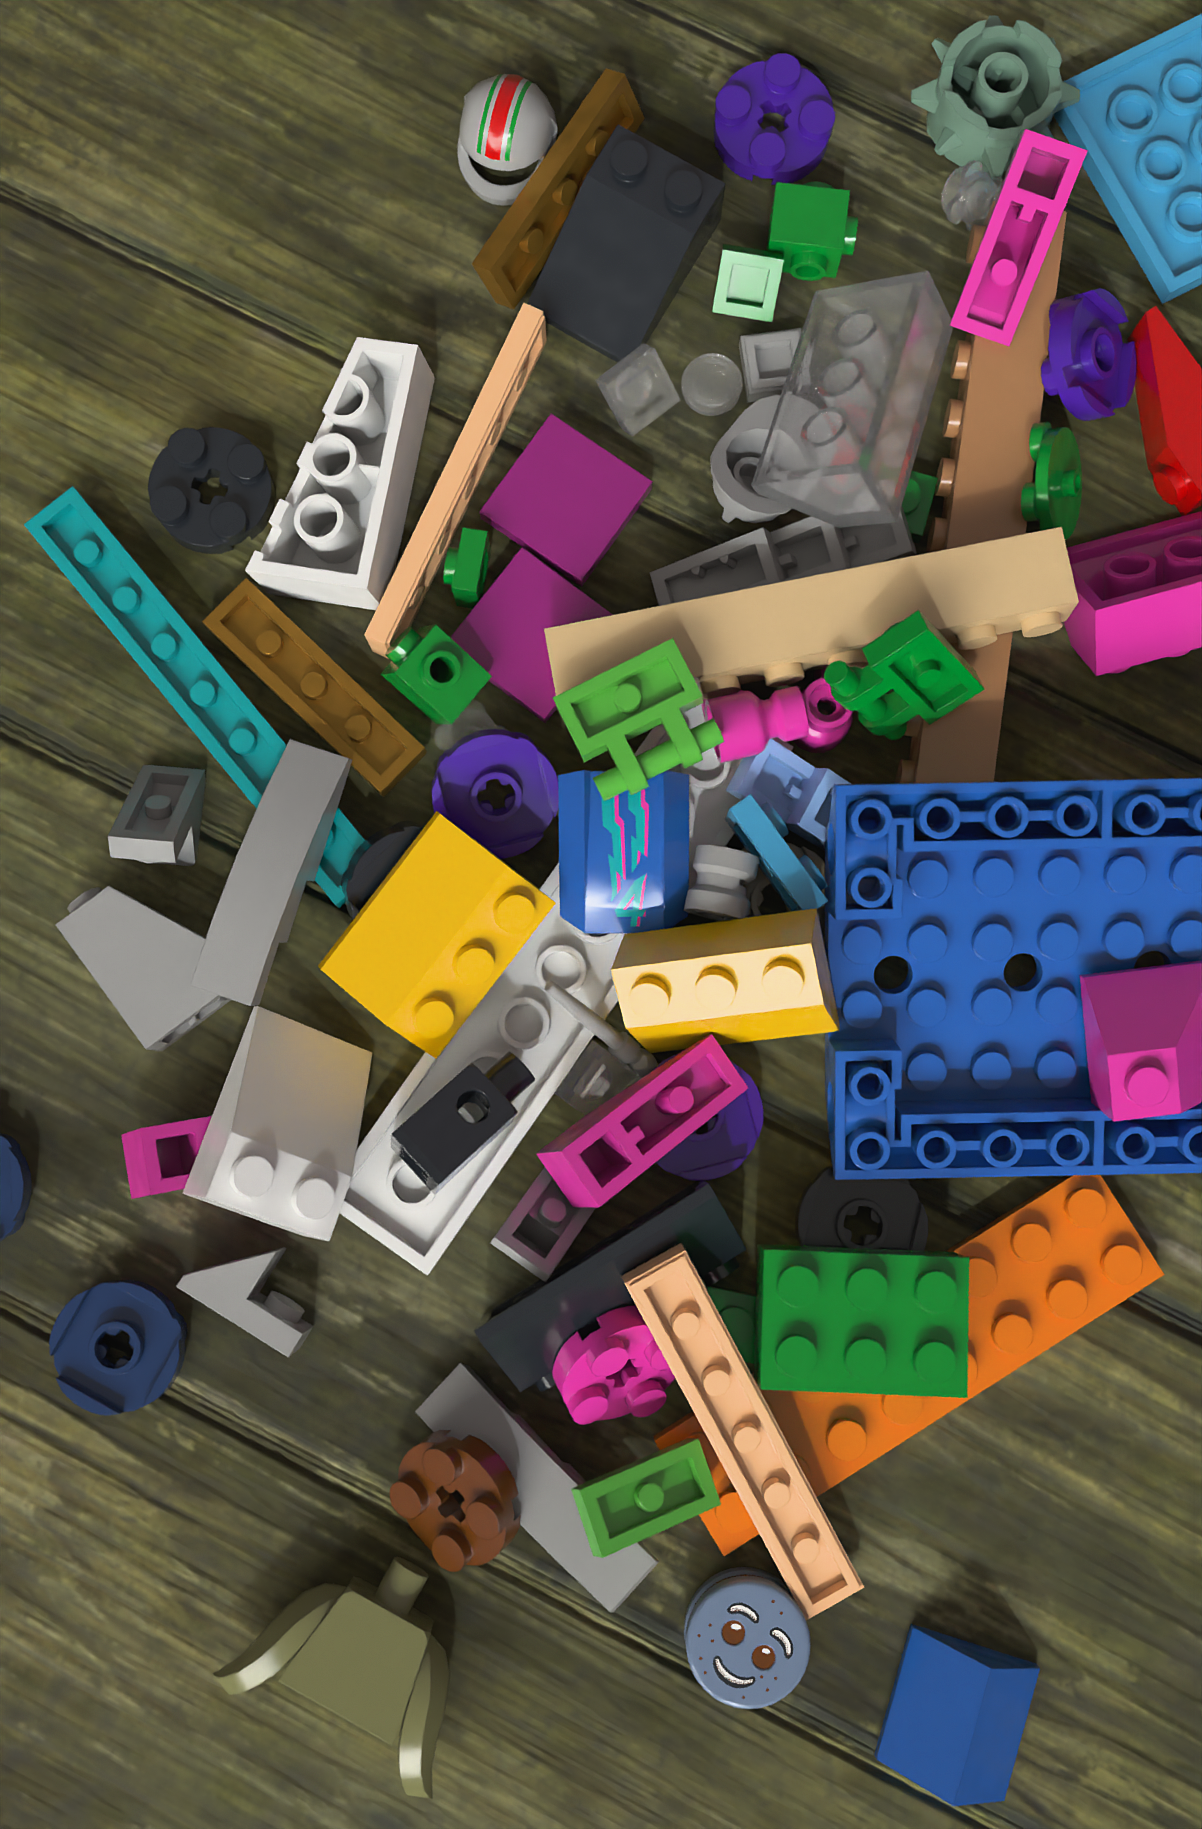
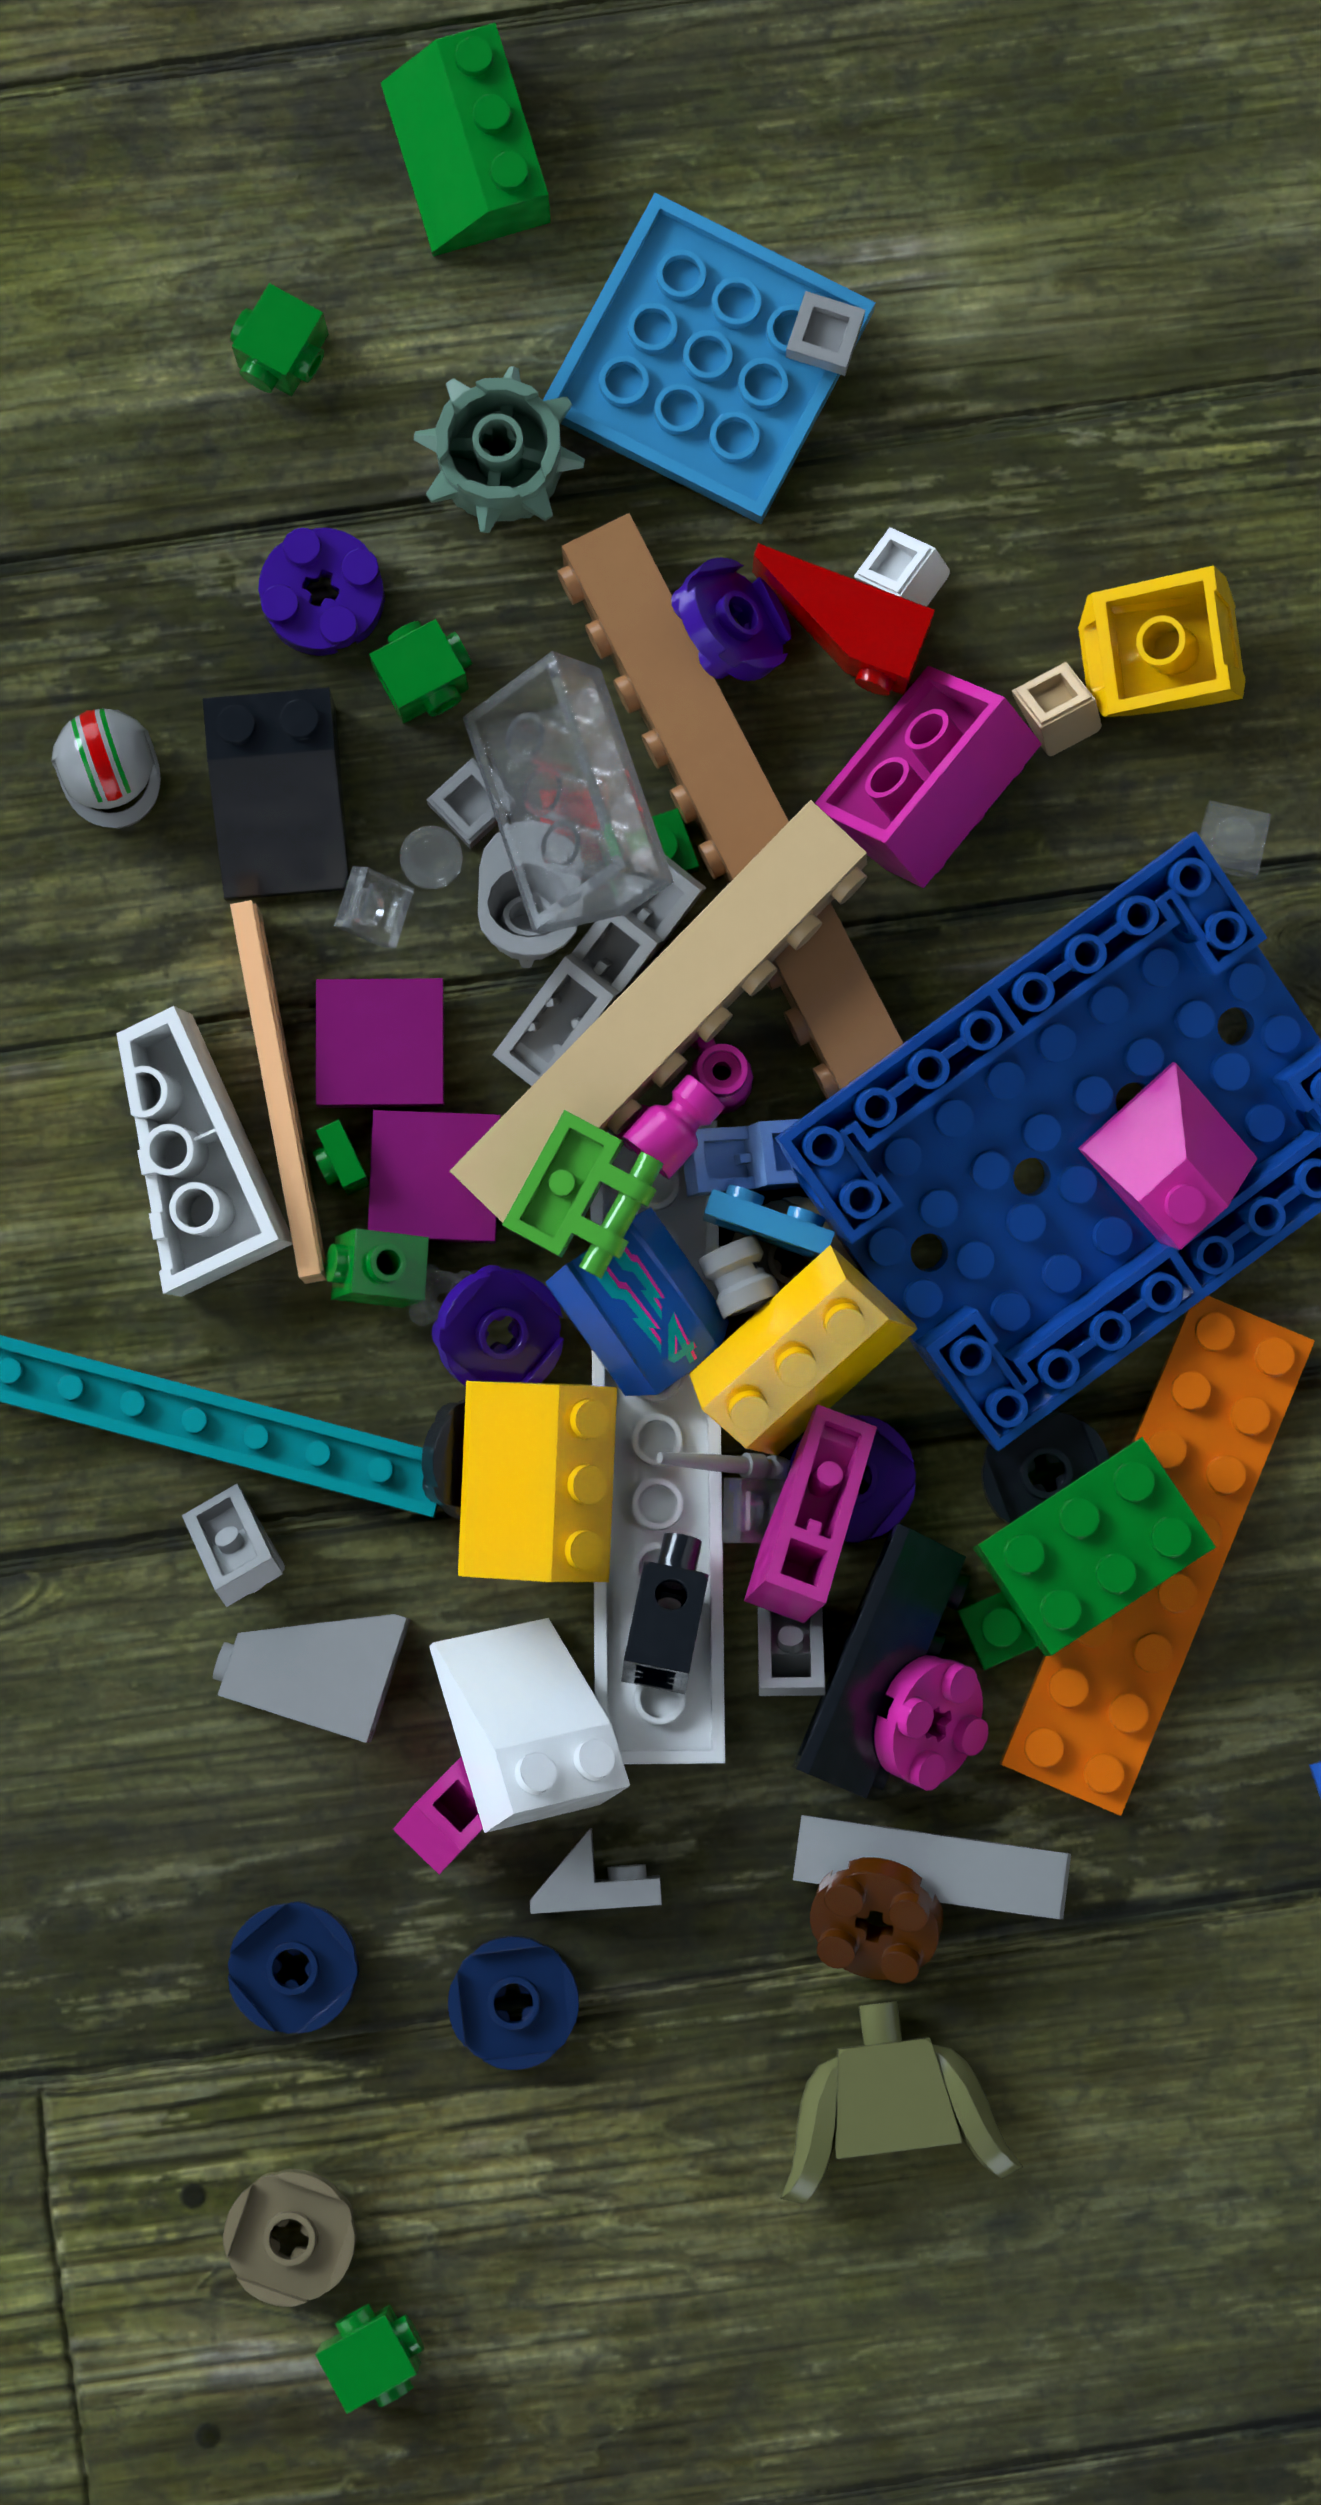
camera: 35 degrees left, 0 degrees up
(194, 459) = (38, 1225): black plate -> none
(271, 873) = (366, 1525): light grey slope -> none
(315, 687) = (282, 1348): pearl gold plate -> none
(533, 222) = (184, 789): pearl gold plate -> none
(645, 1497) = (1023, 1807): bright green plate -> none
(742, 1430) = (1064, 1701): light nougat tile -> none
(746, 1638) = (1183, 1866): sand blue head -> none
(747, 282) = (401, 751): plate -> none
(917, 665) = (769, 1007): green plate -> none
(969, 194) = (536, 546): clear plate -> none
(1017, 236) = (605, 572): dark pink slope -> none
(1057, 487) = (780, 748): green piece -> none

